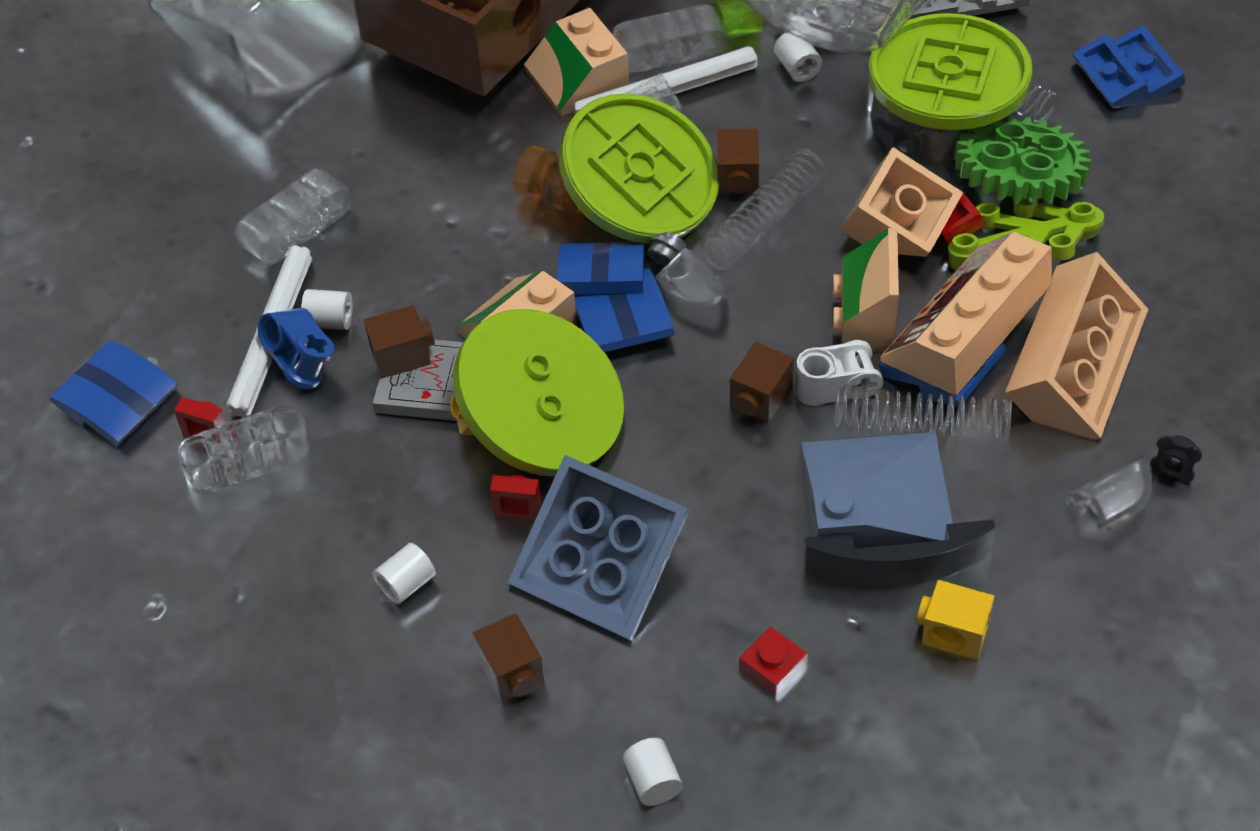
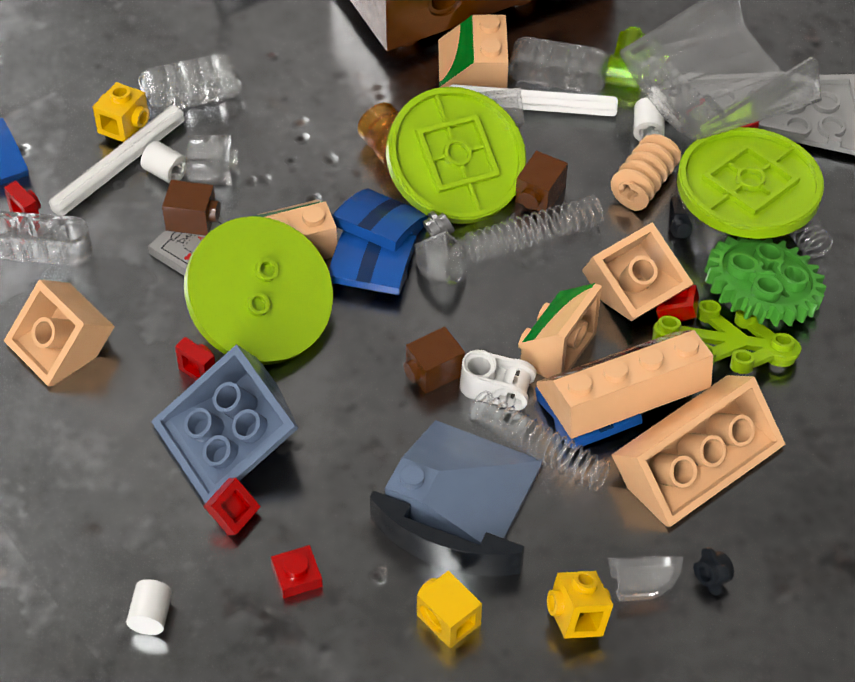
camera: 25 degrees right, 0 degrees up
(244, 276) = (121, 112): none -> yellow brick
(296, 345) = (121, 179): blue piece -> none
(340, 536) = (57, 331): none -> light nougat slope
(377, 284) = (211, 159): none -> clear brick
(404, 573) = (82, 379): white piece -> none
(509, 657) = (108, 475): reddish brown brick -> none
(663, 626) = (232, 506): none -> red plate
(833, 106) = (645, 171): none -> light nougat piece
(1083, 550) = (580, 604): none -> yellow brick

